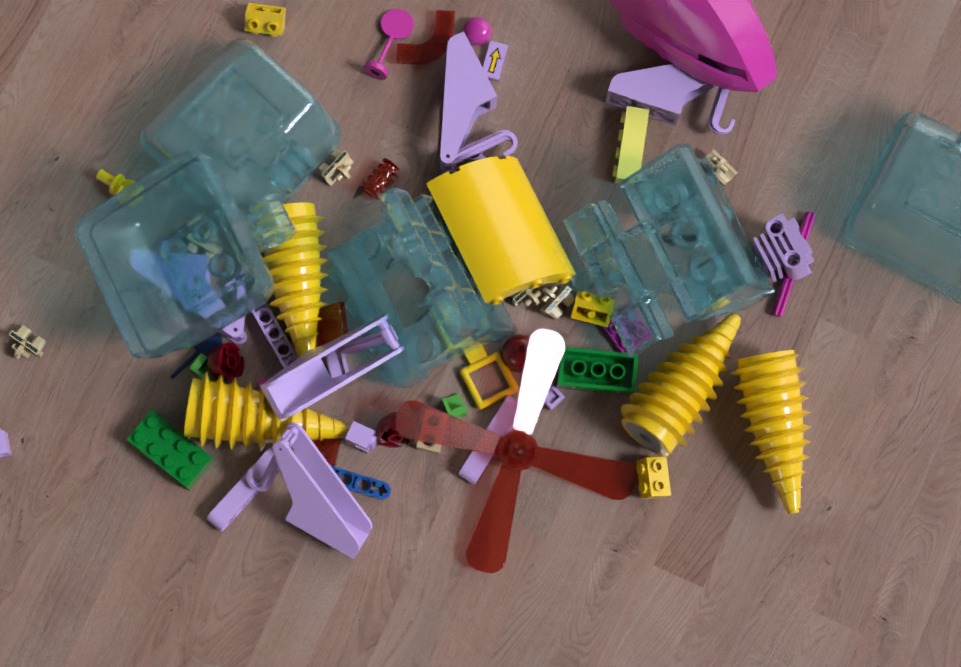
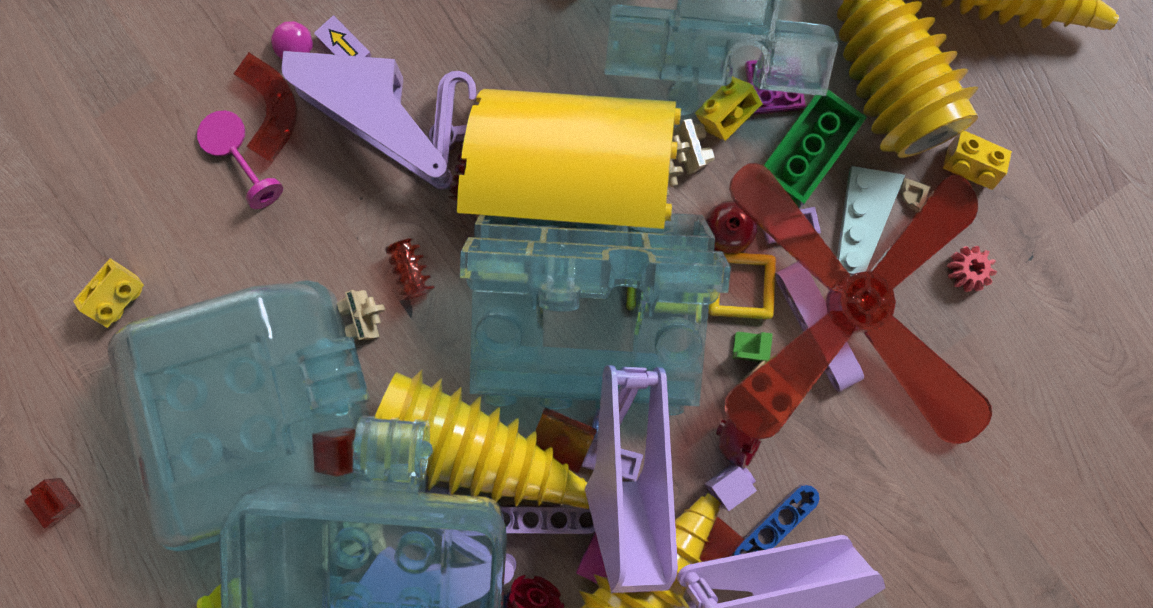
camera: 60 degrees left, 5 degrees up
(127, 60) = (51, 501): none -> clear red piece
(249, 191) = (333, 451): none -> clear red piece
(582, 430) = (865, 213): none -> light aqua wing
(590, 513) = (980, 263): none -> coral gear
(612, 452) = (914, 193): none -> tan tile

